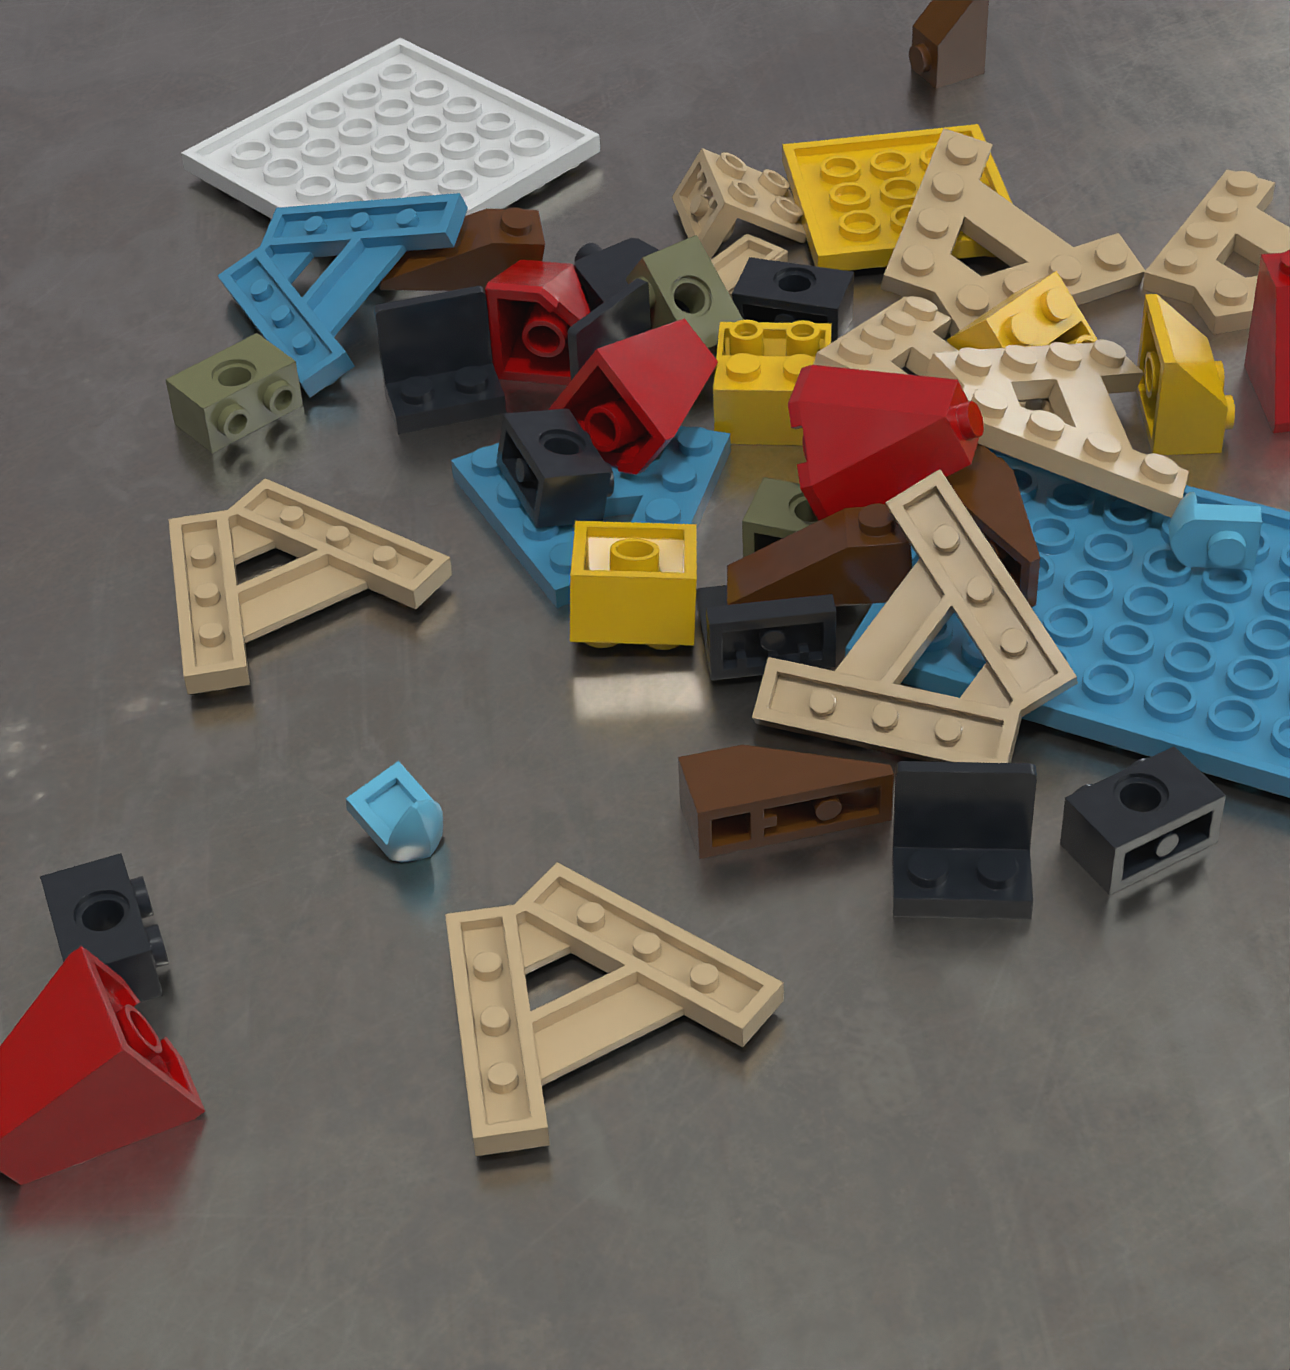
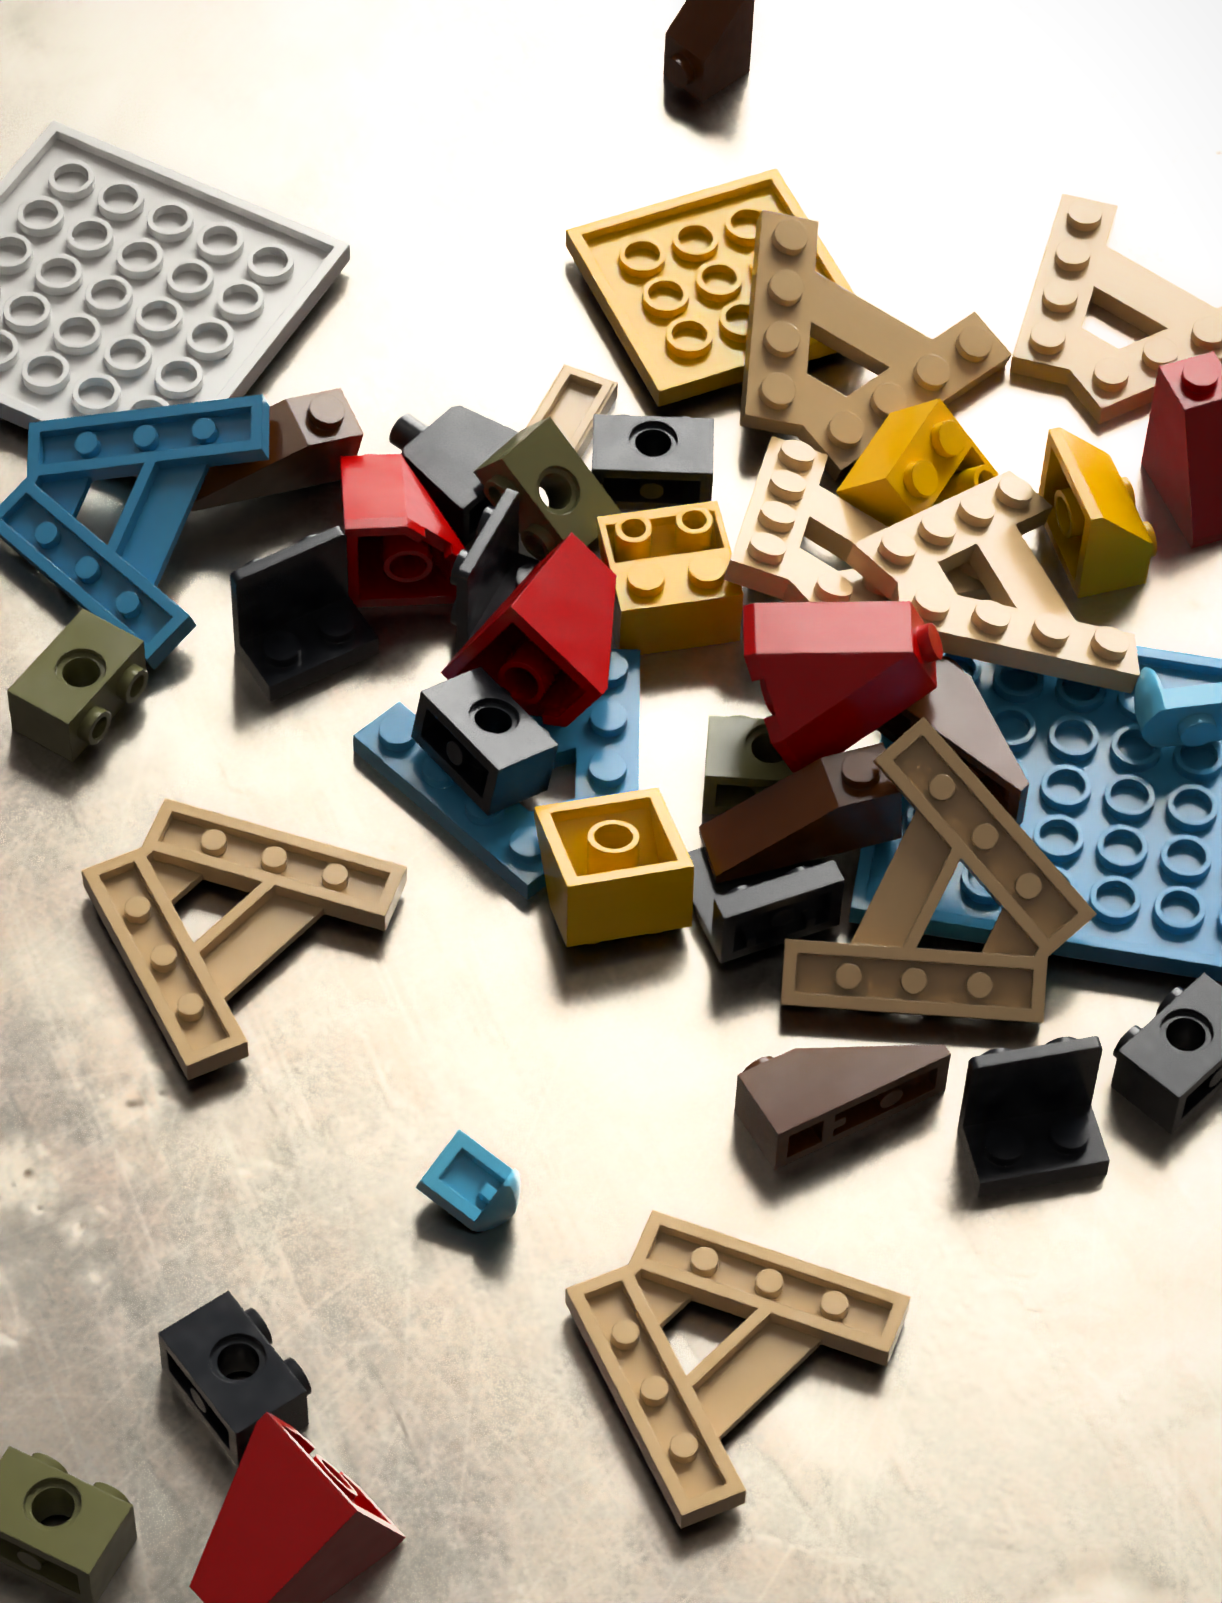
camera: 20 degrees left, 10 degrees up
(725, 189) = (530, 317): tan bracket -> none

